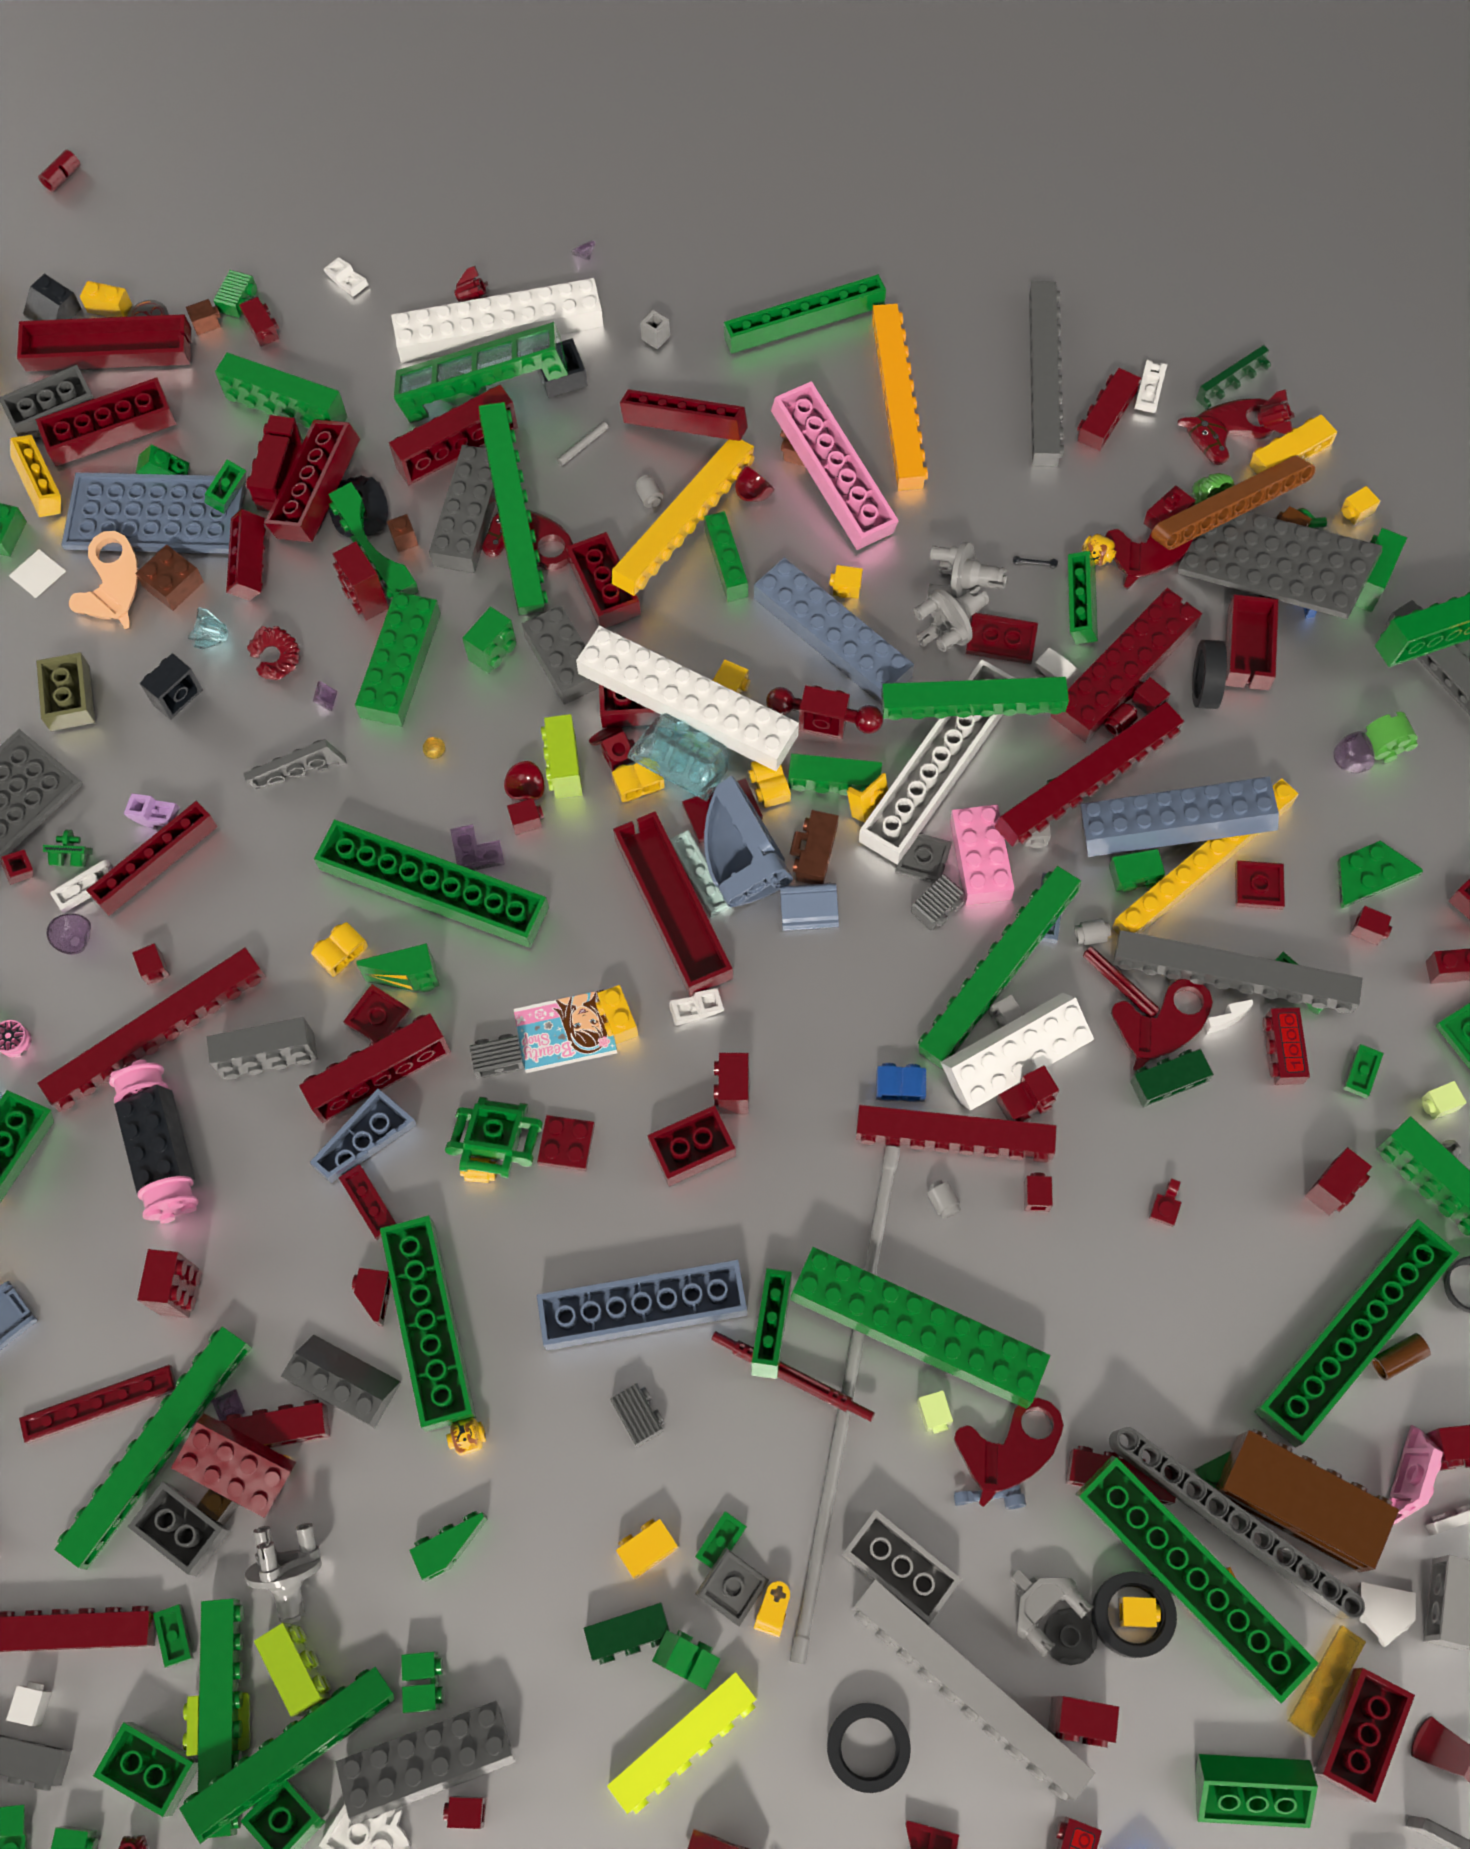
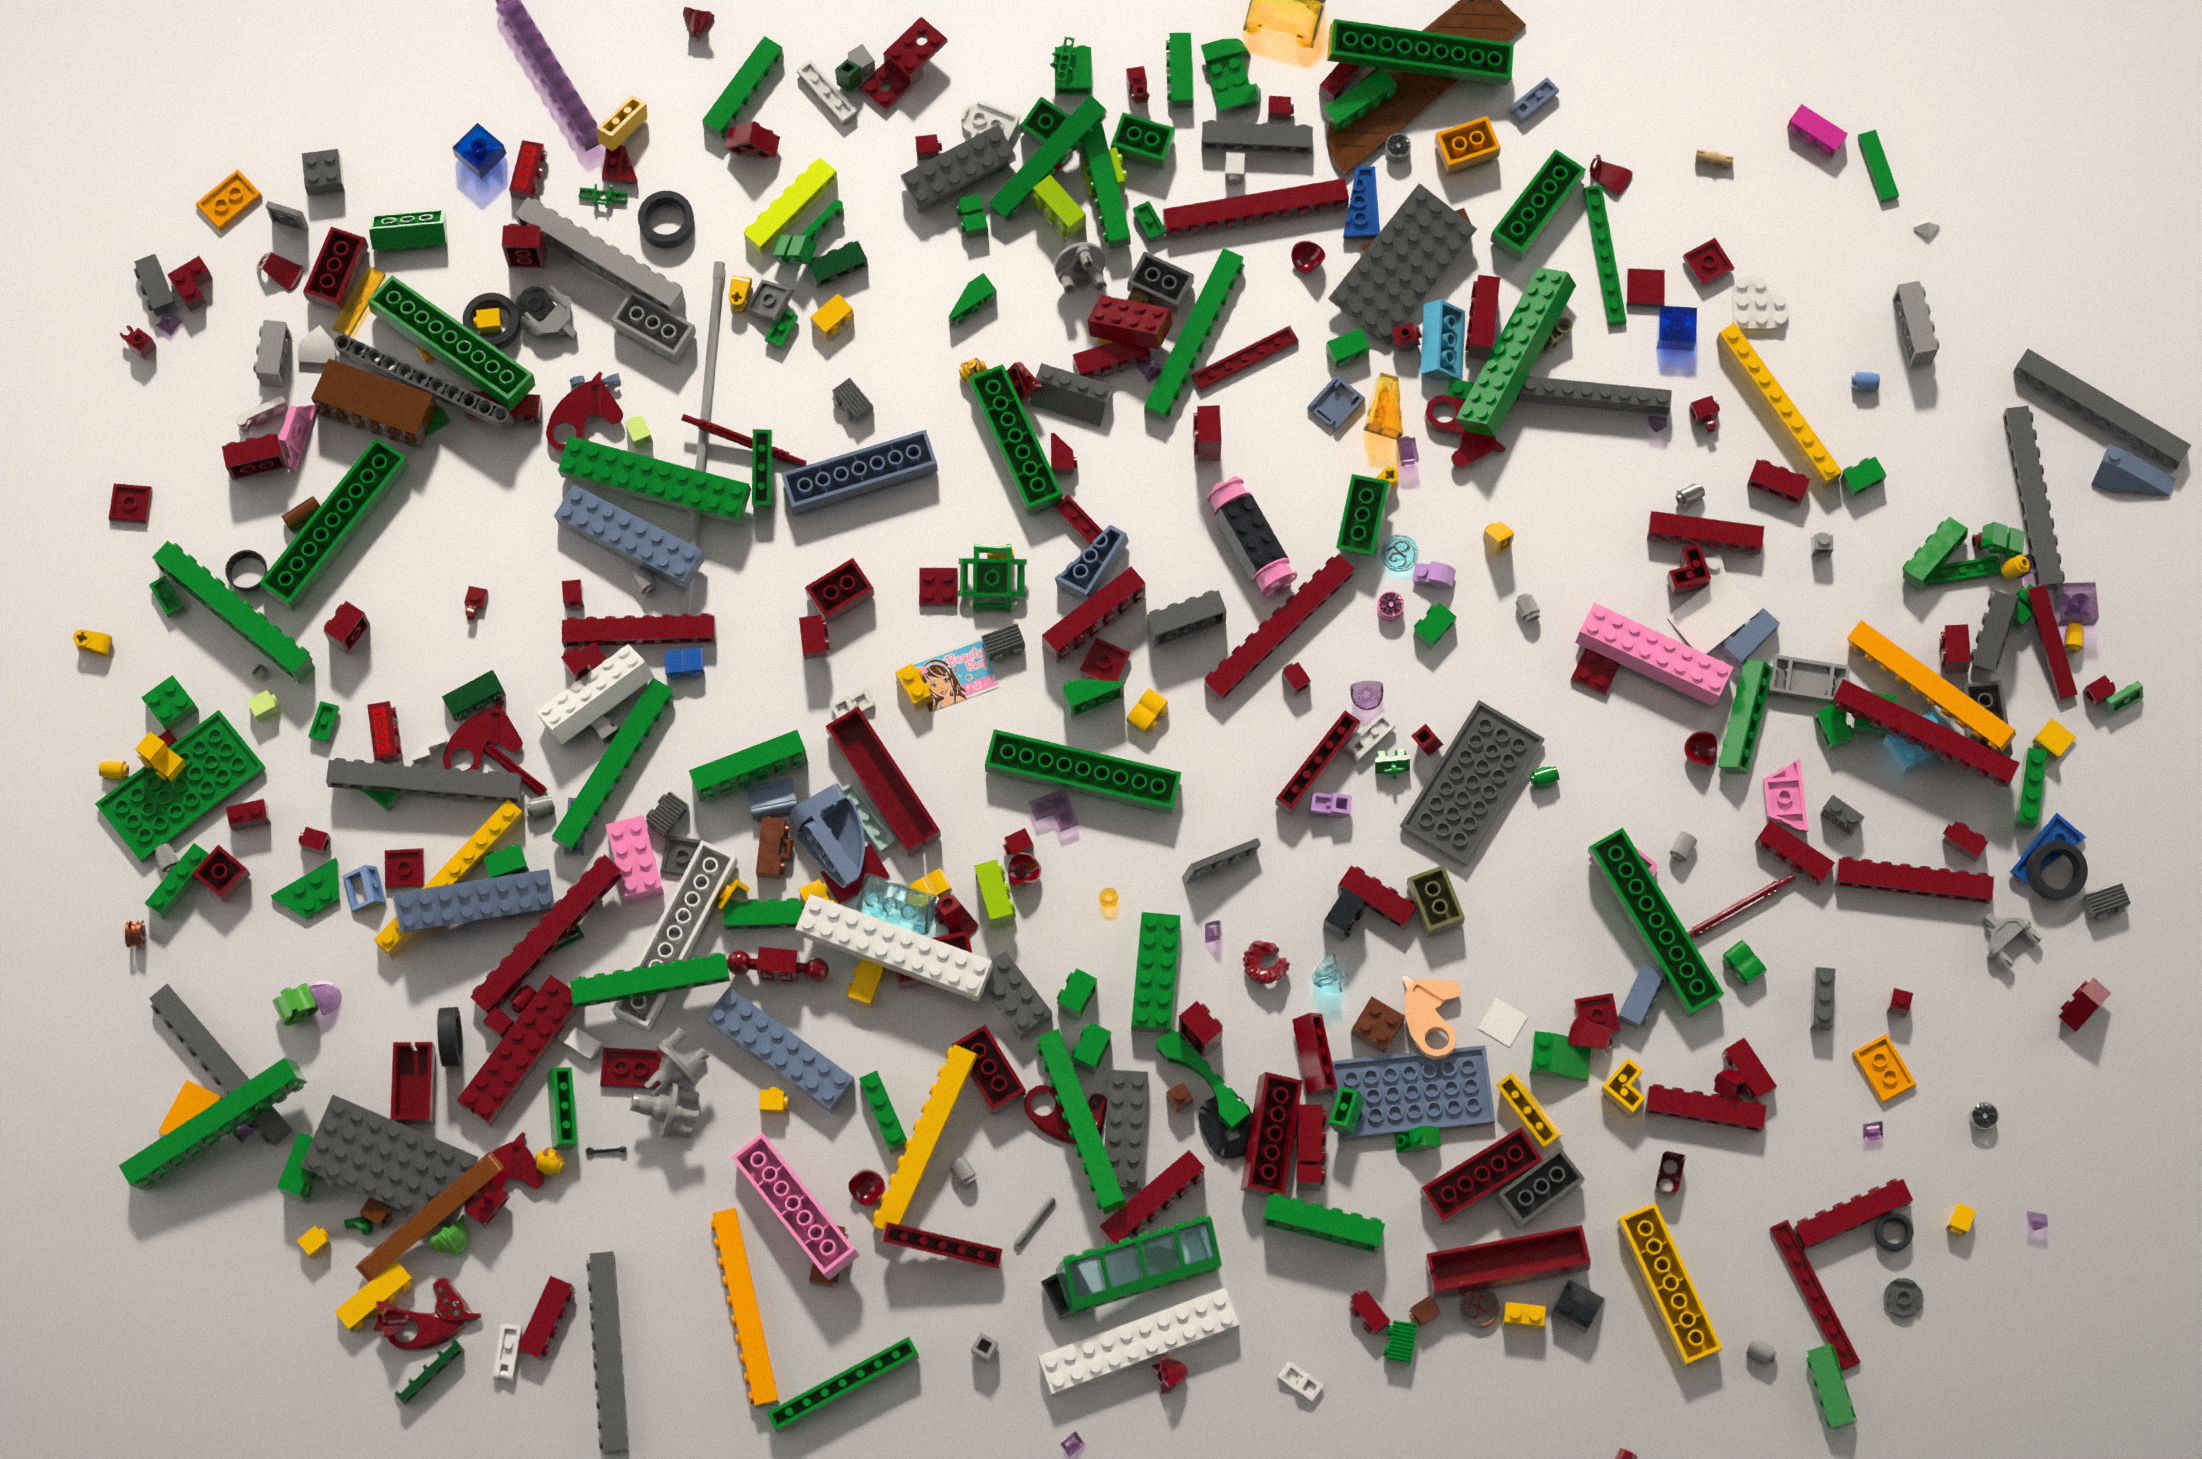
camera: 170 degrees right, 5 degrees up
(130, 707) = (1378, 897): none -> dark red brick
(400, 1405) = (1023, 381): none -> dark red wing
(485, 584) = (1092, 1048): none -> green brick
(637, 1705) = (824, 220): none -> green plate
(833, 938) = (748, 766): none -> green brick
(951, 1801) = (606, 201): none -> green piece
(959, 1256) = (629, 536): none -> sand blue brick
(1301, 868) = (371, 884): none -> medium blue tile

